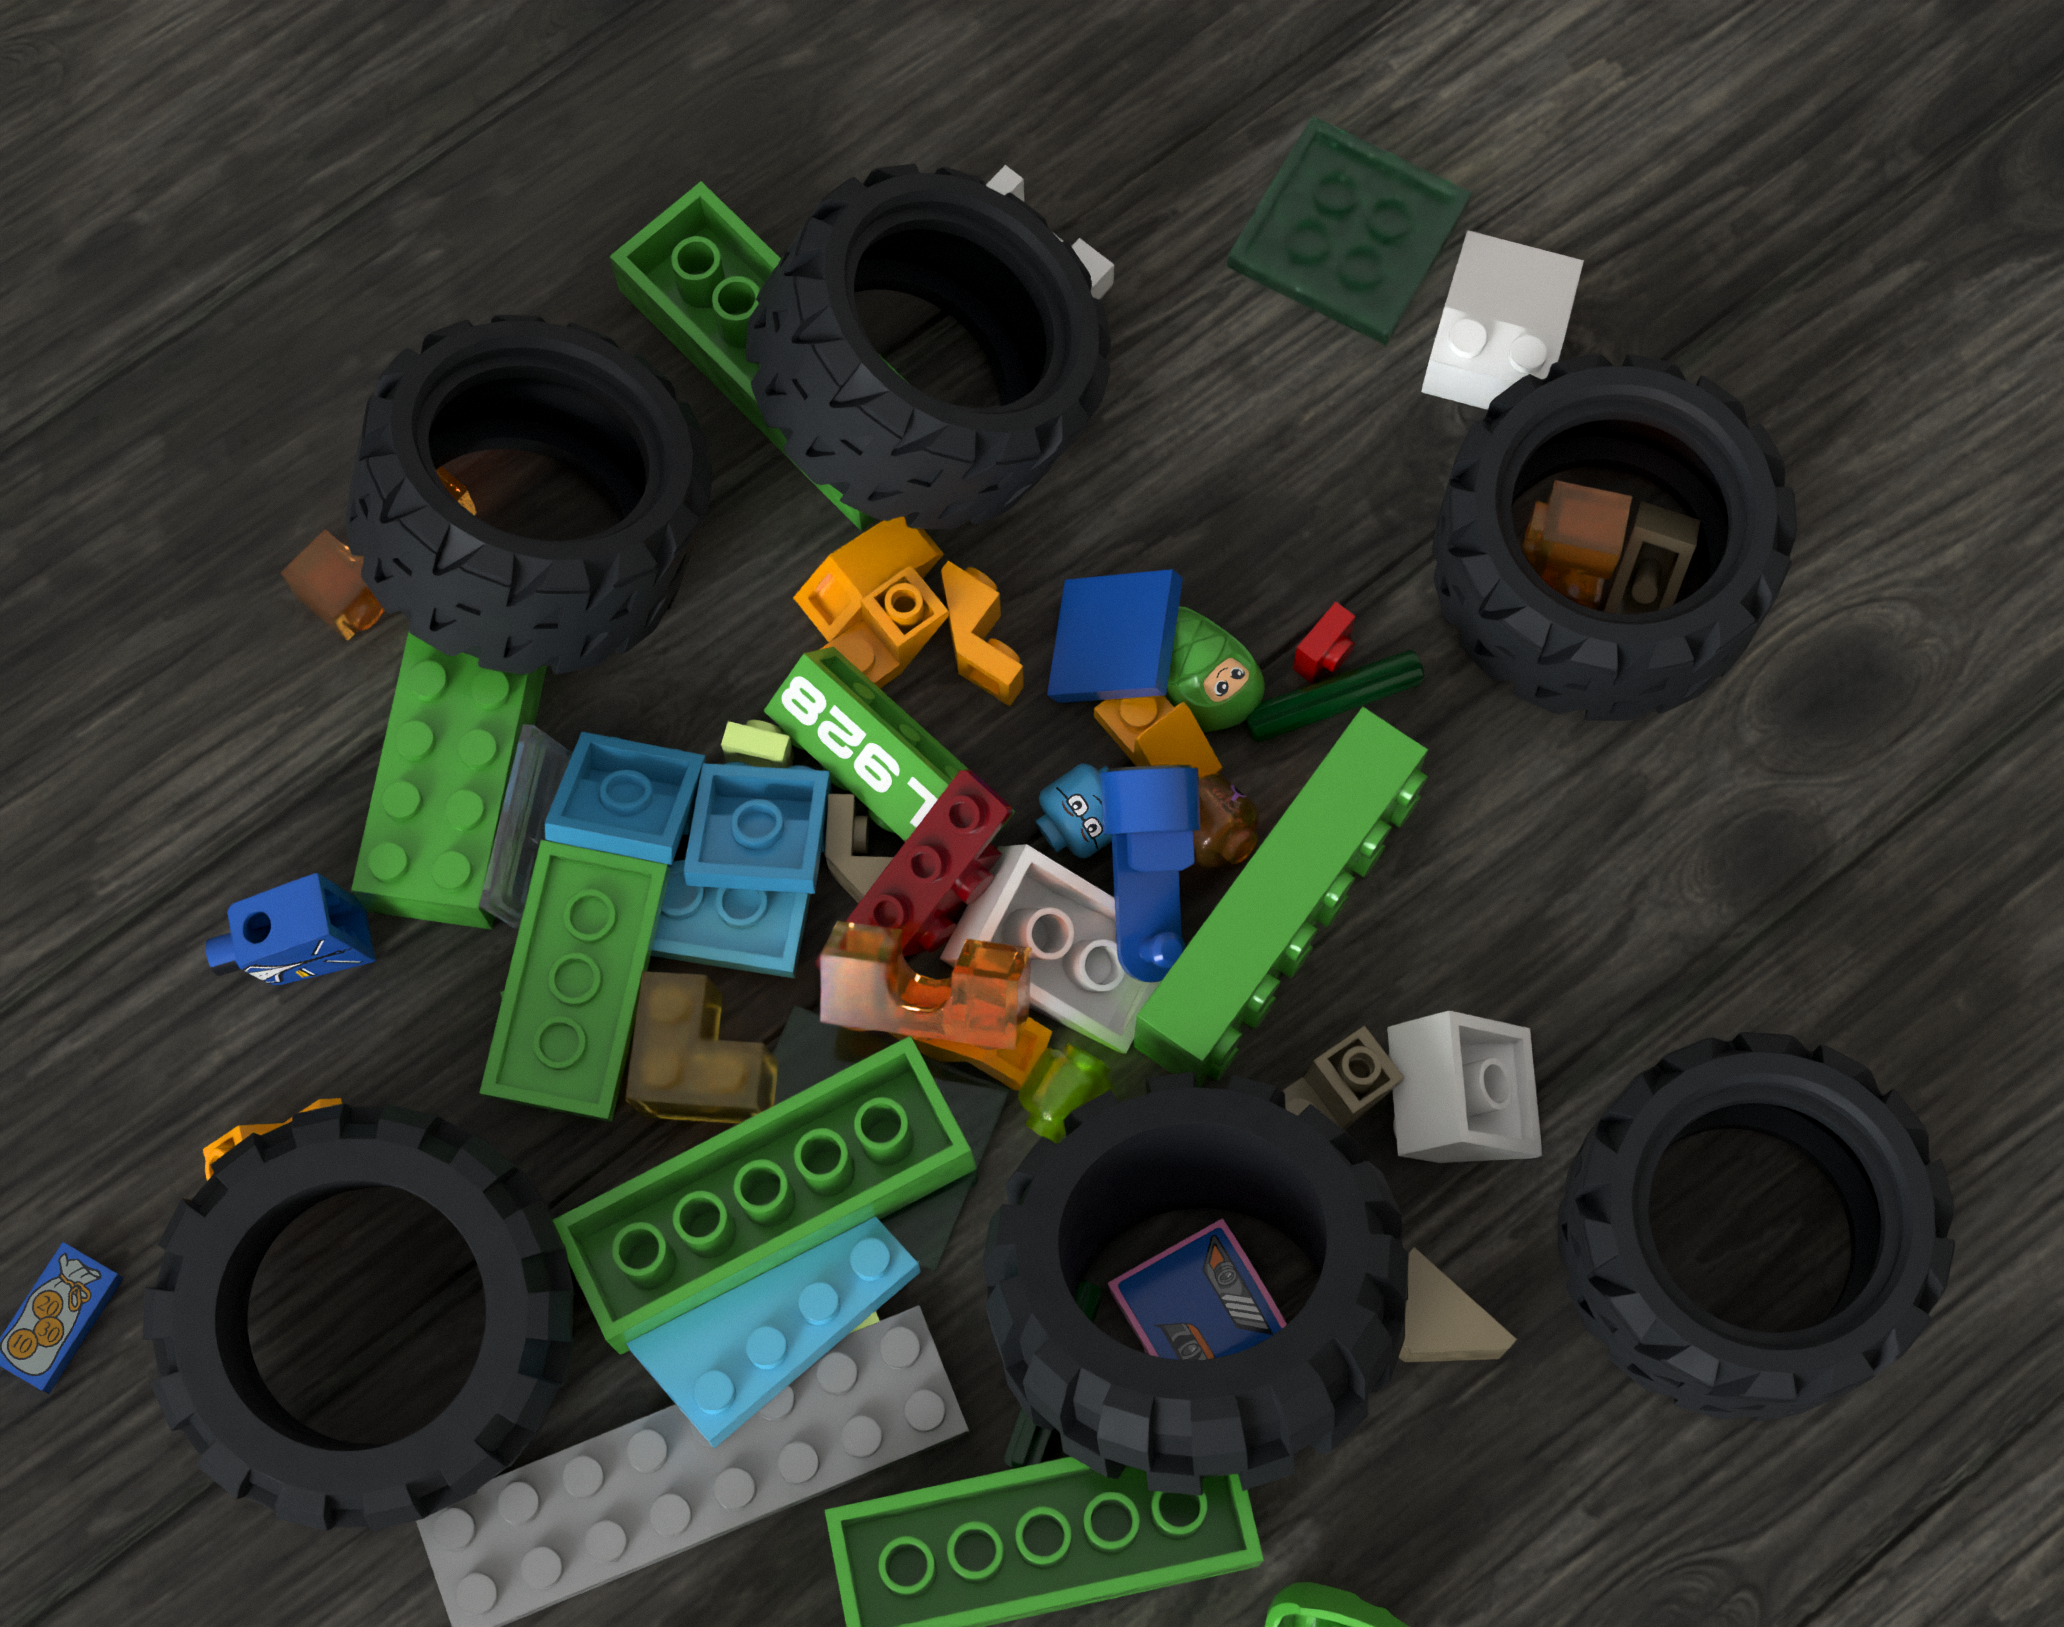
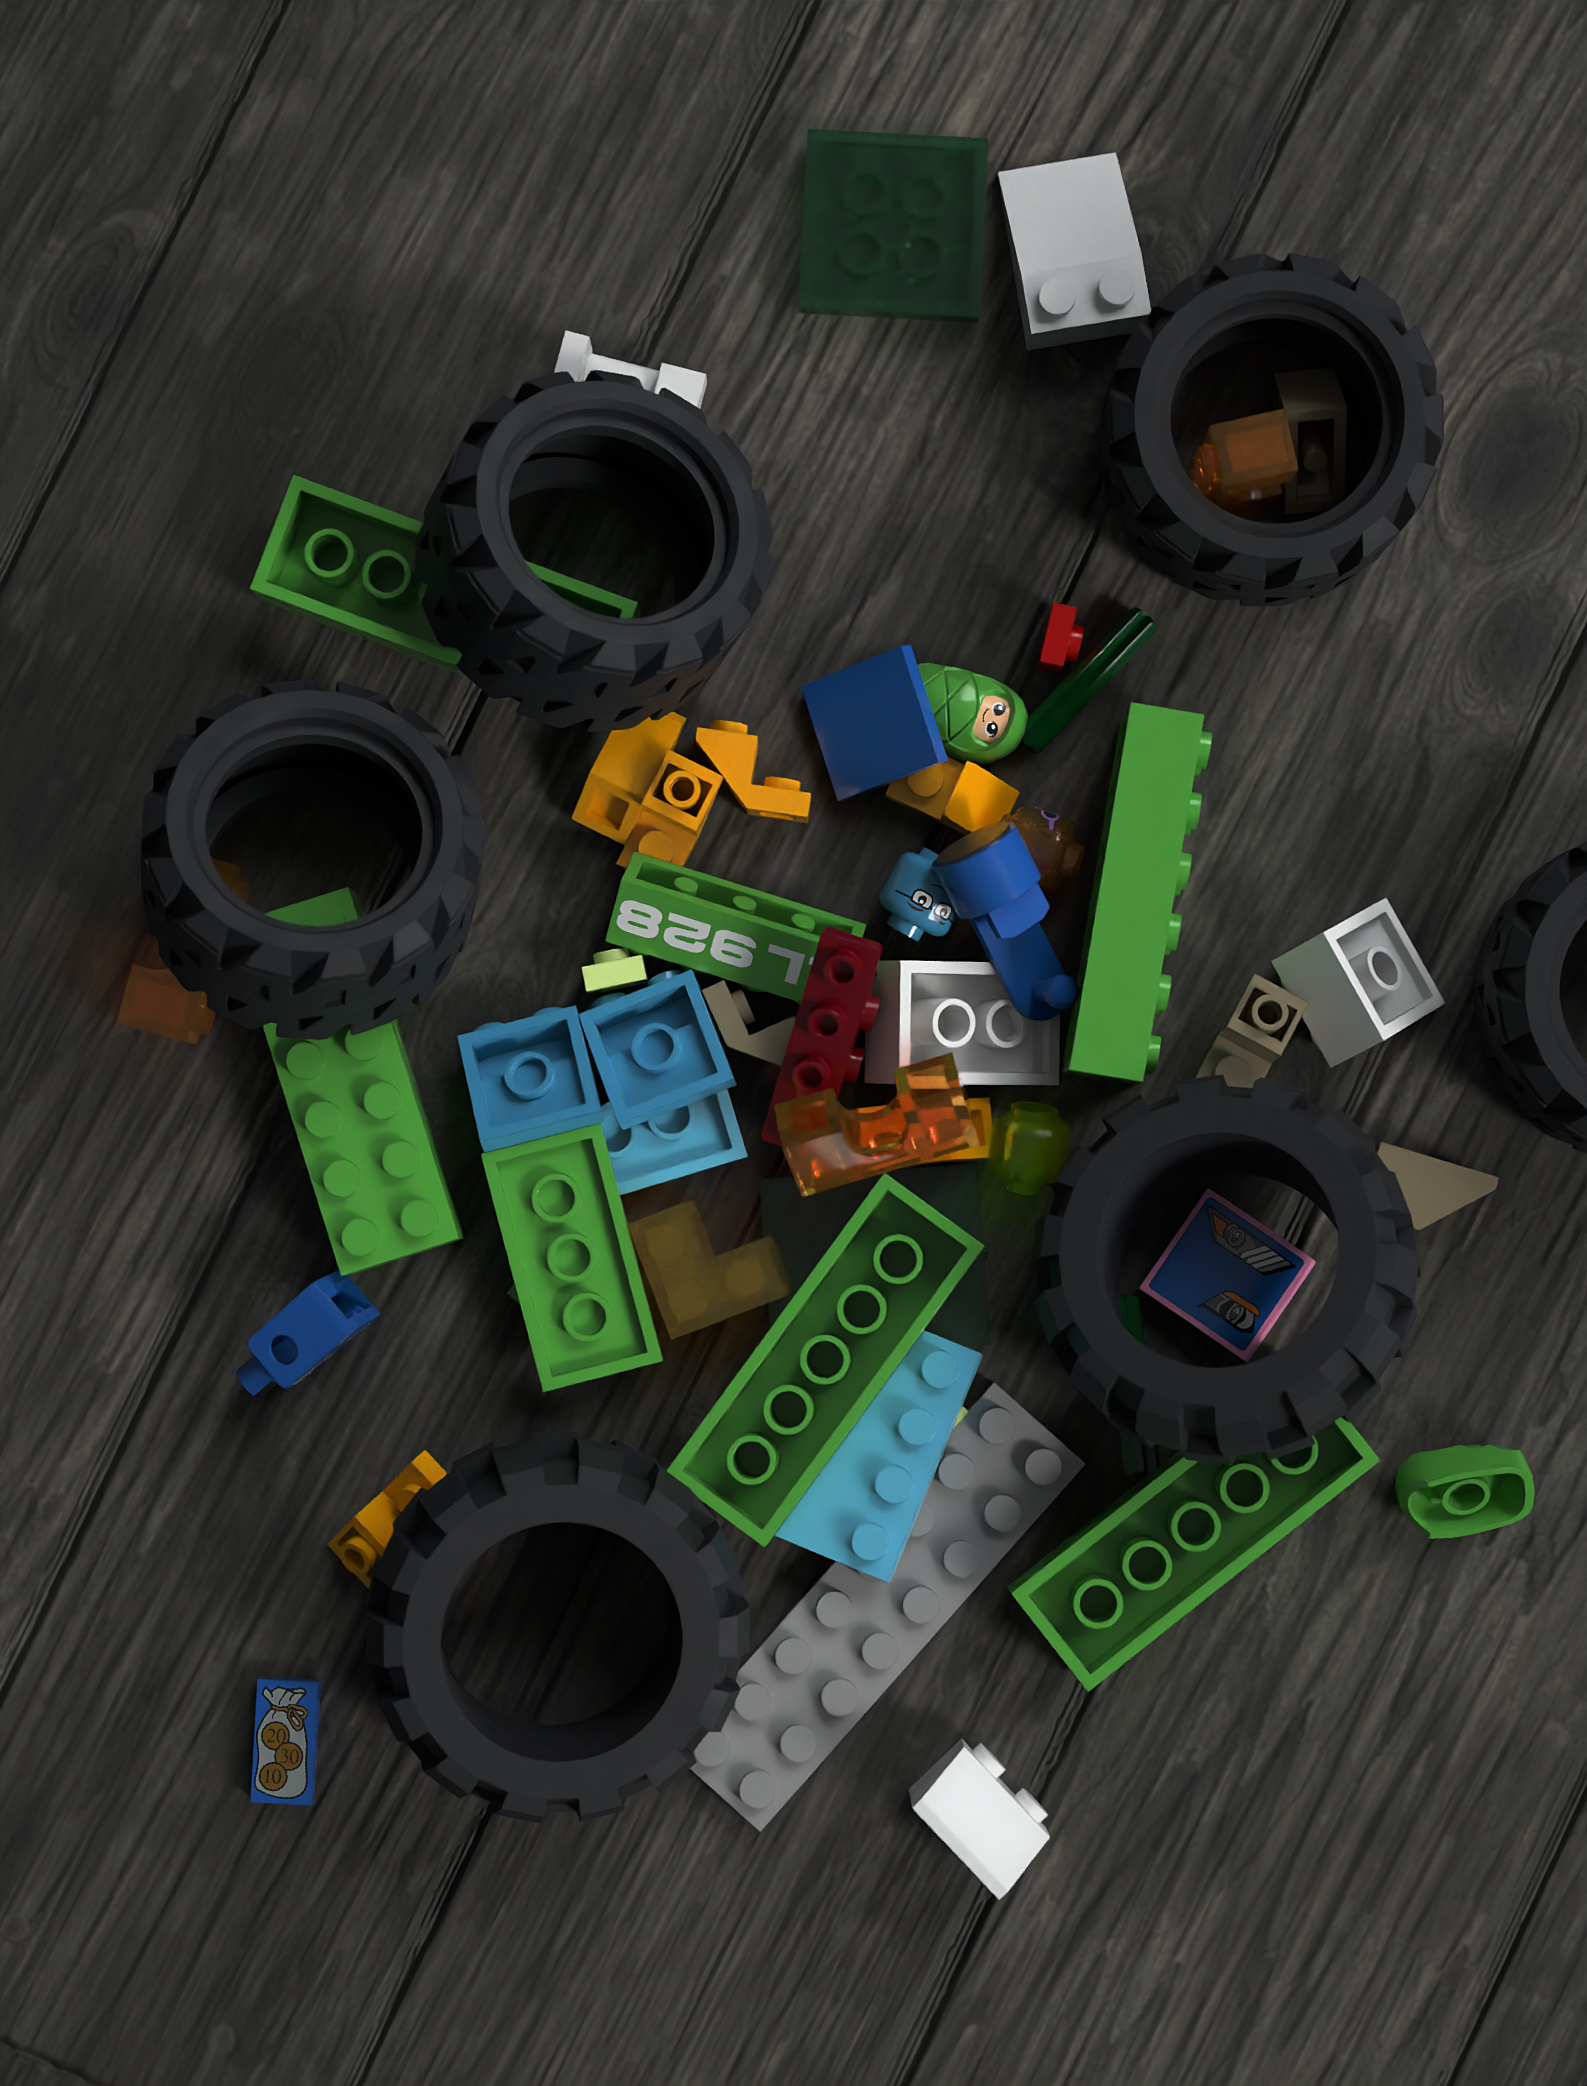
camera: 25 degrees left, 15 degrees up
(529, 796) = (456, 1142): clear piece -> none

